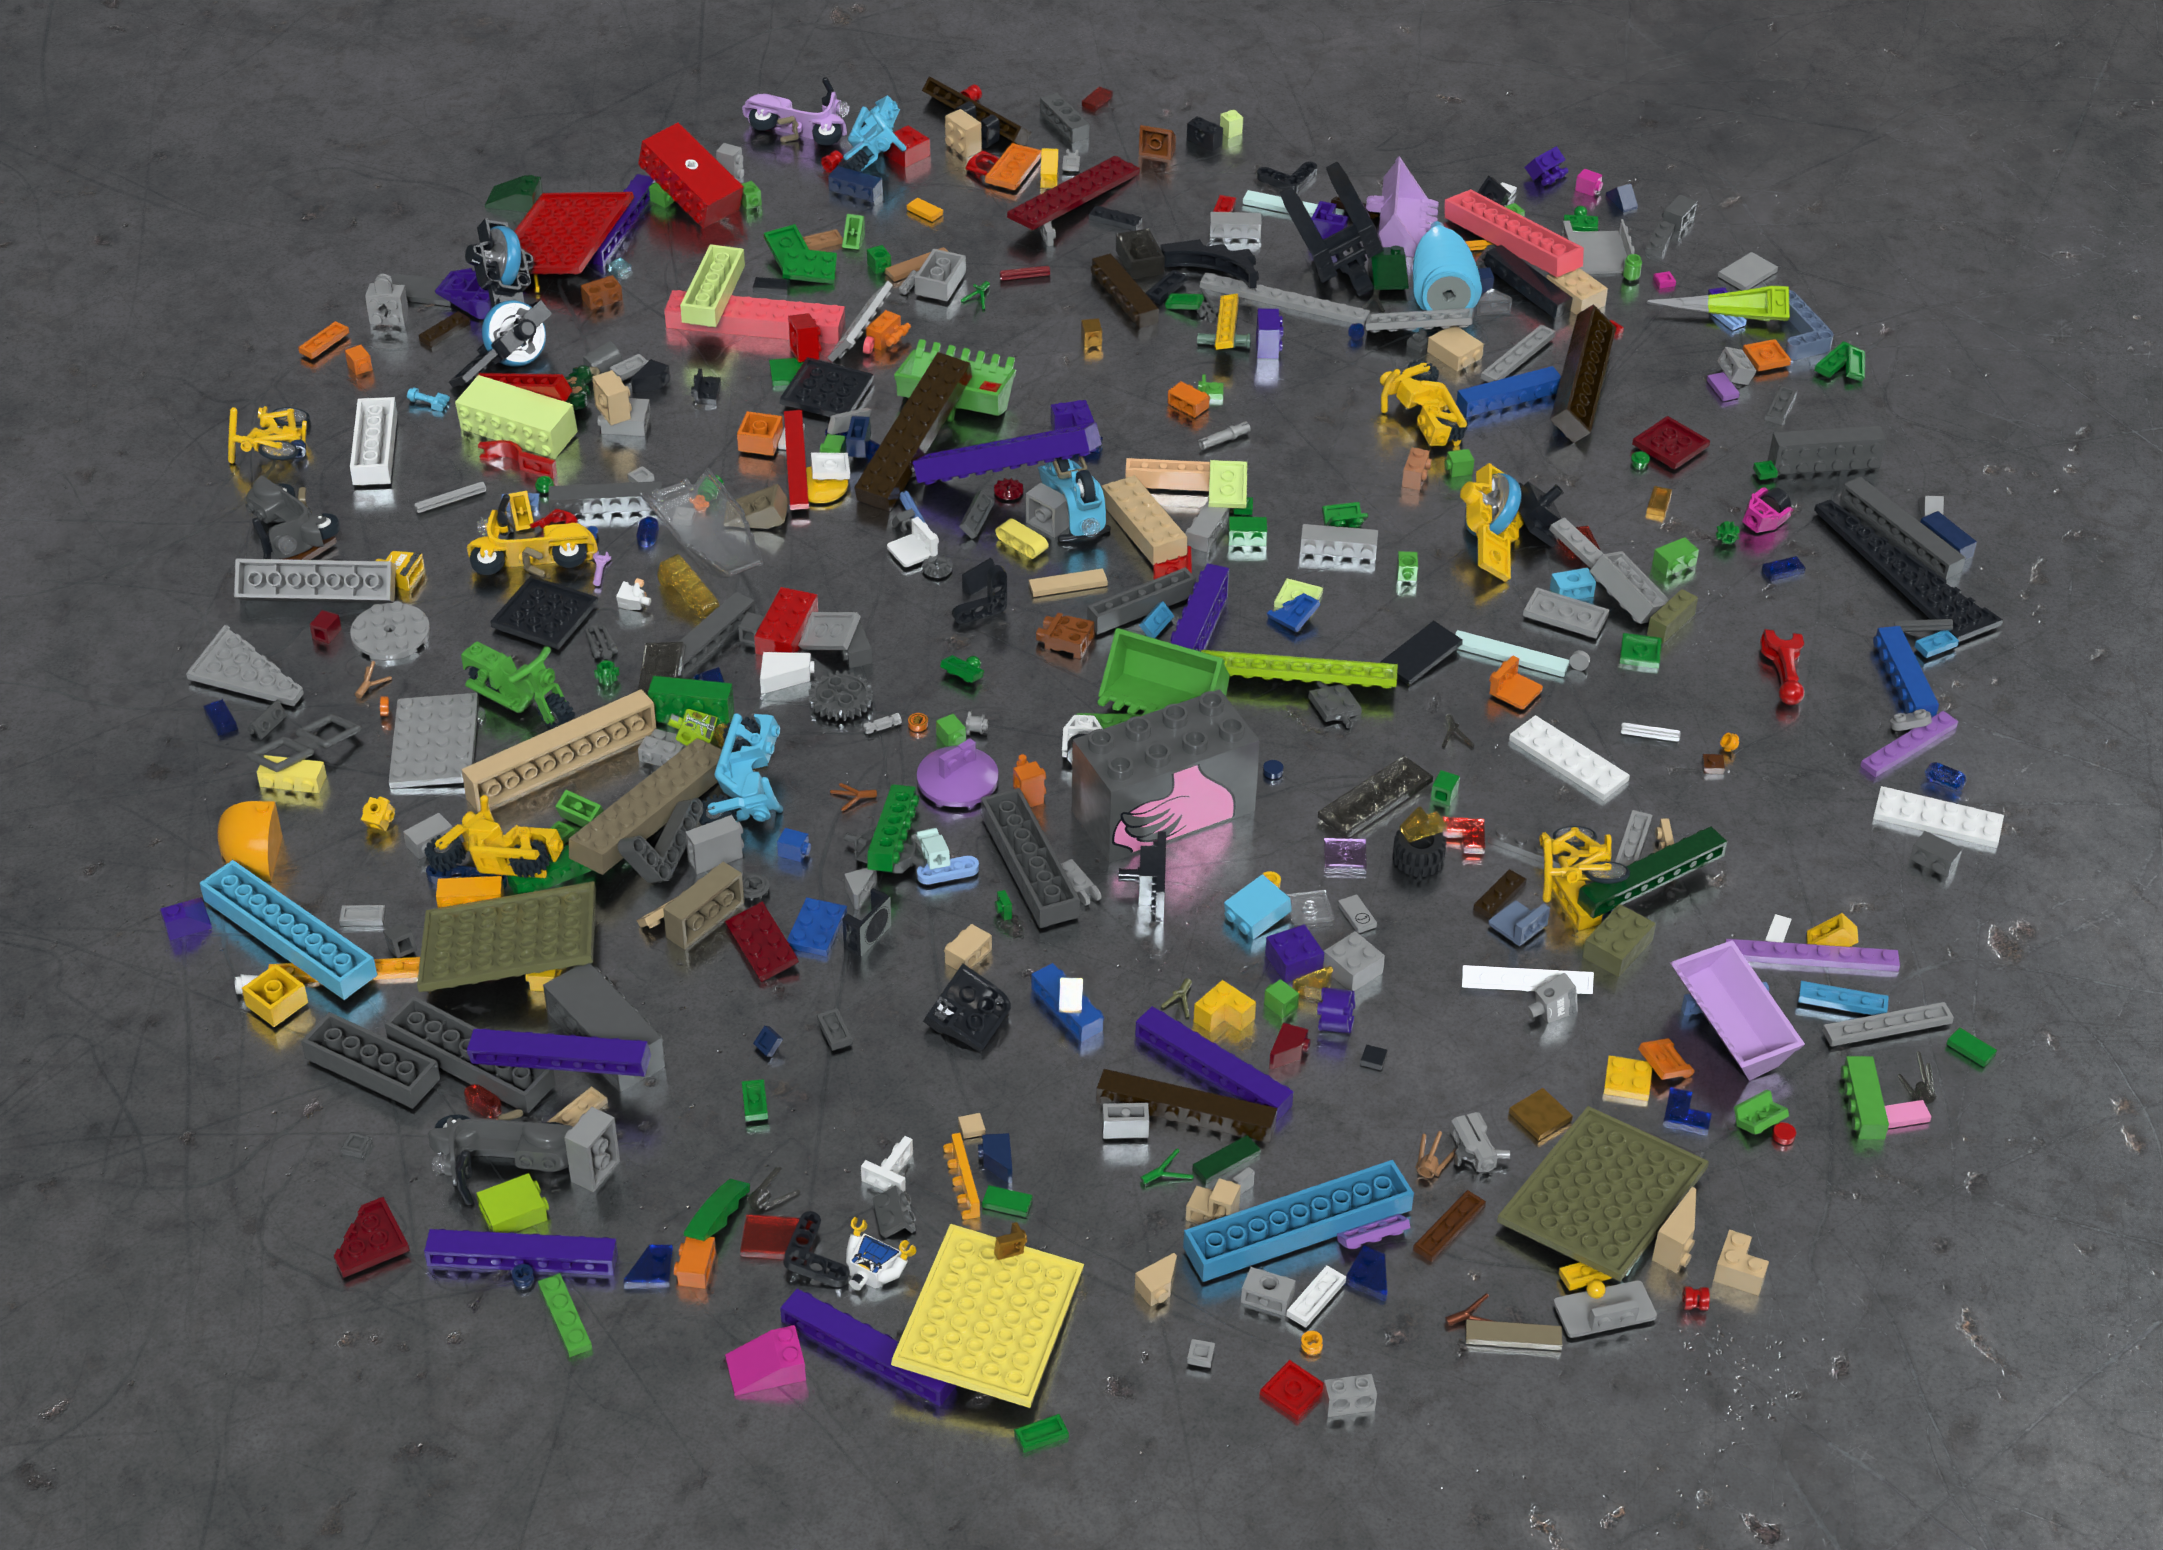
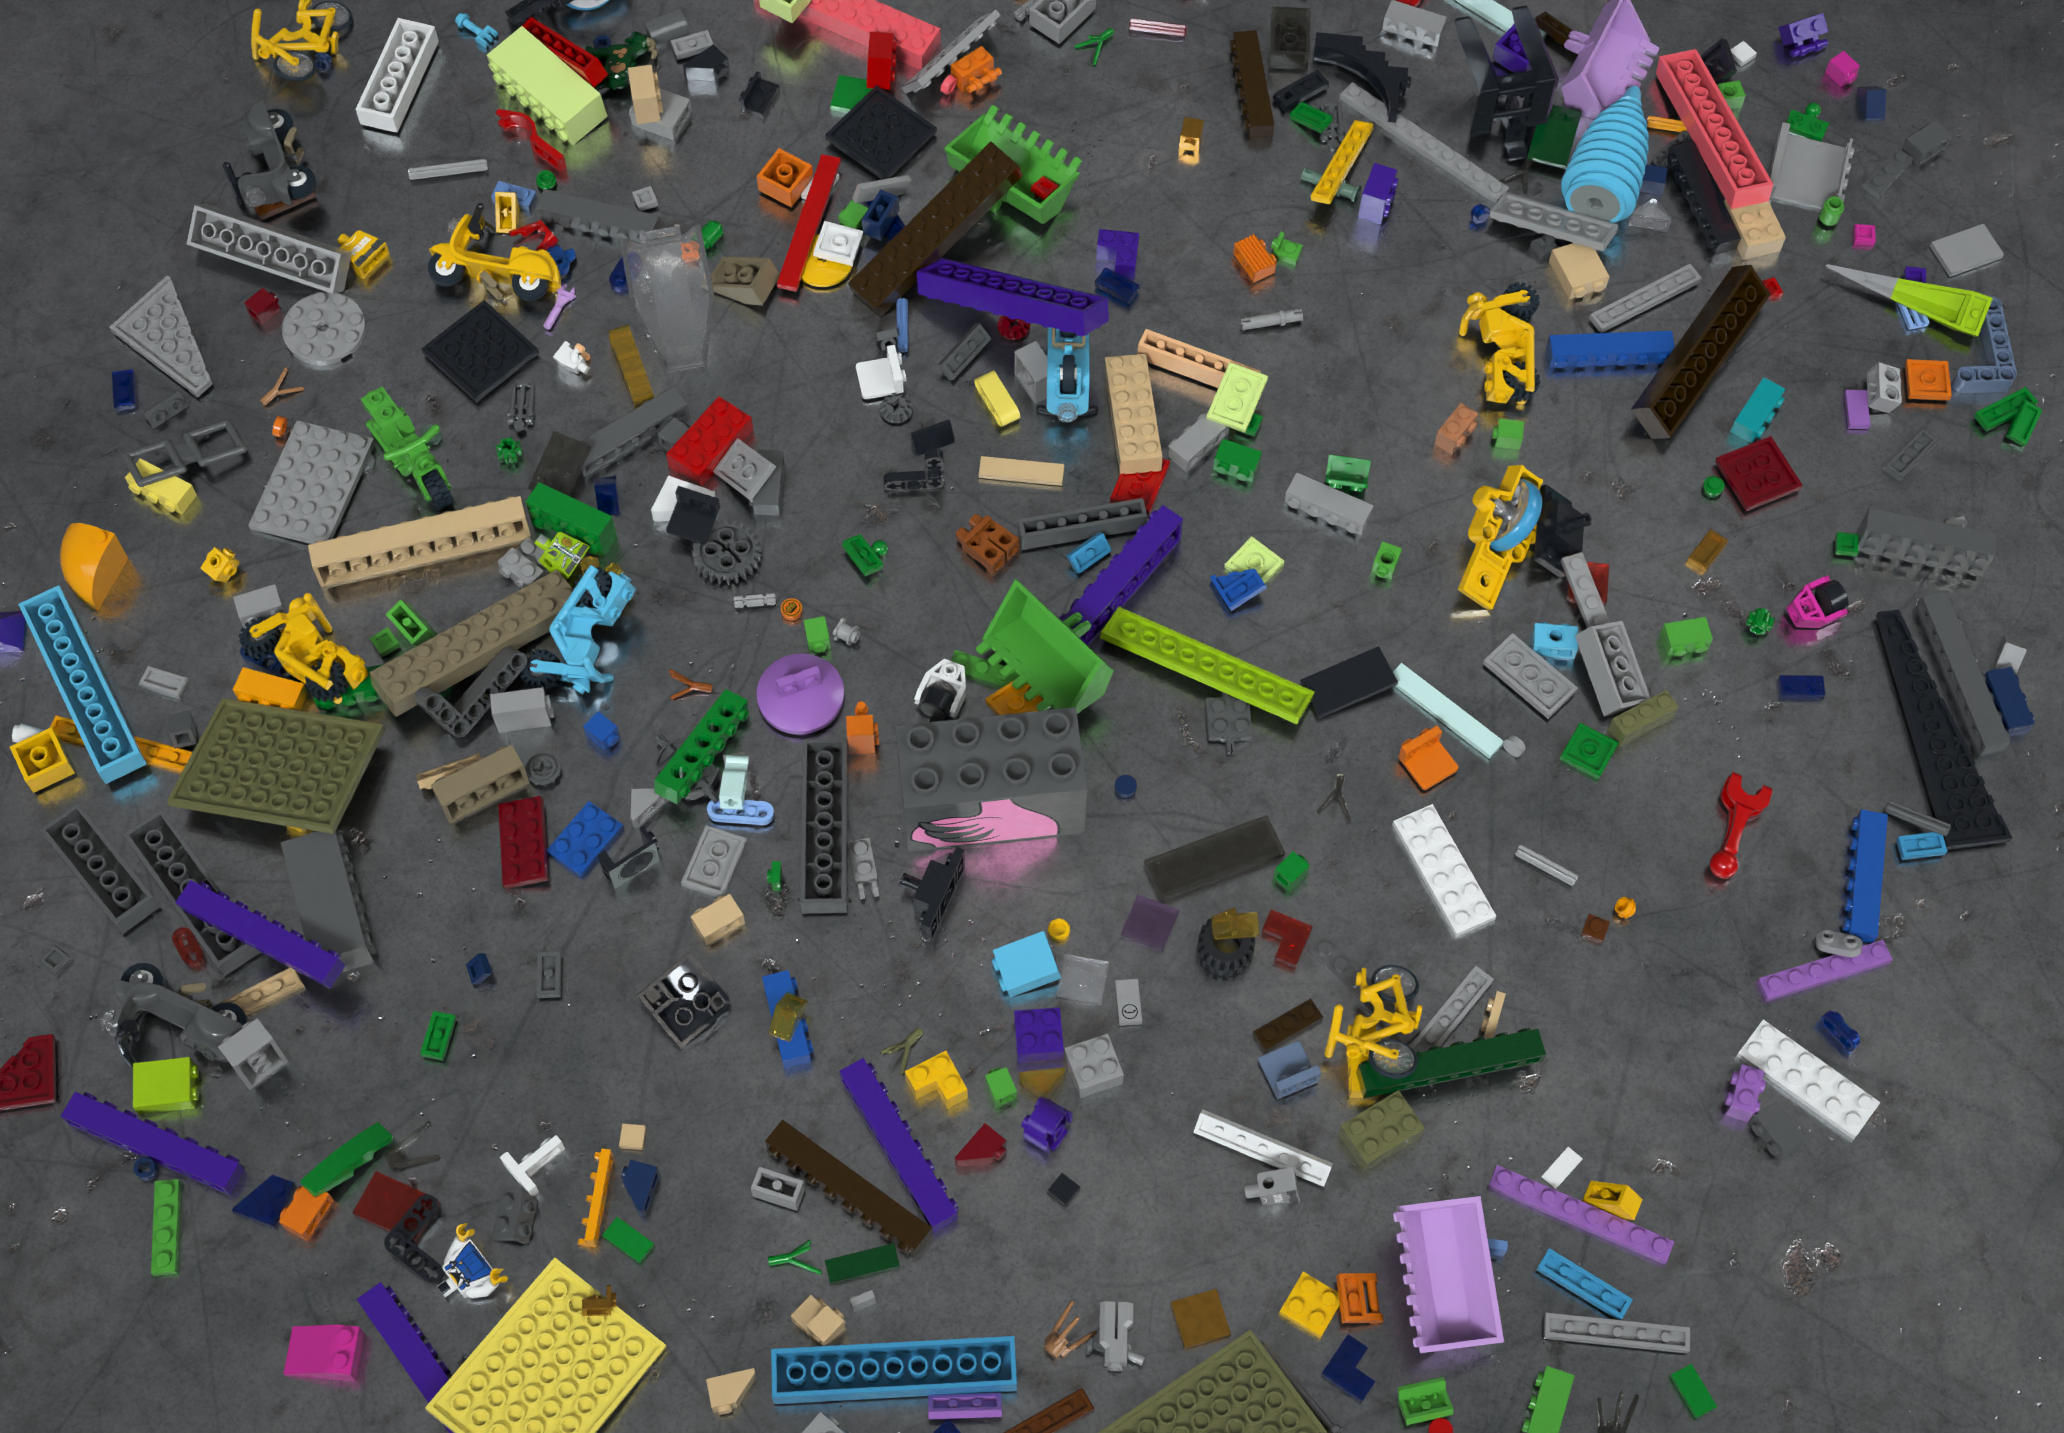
camera: 20 degrees right, 20 degrees up
(802, 668) = (693, 515): none -> black bracket
(941, 912) = (714, 861): none -> light grey tile
(1648, 403) = (1758, 411): none -> teal brick
(1896, 836) = (1743, 1098): none -> medium lavender brick

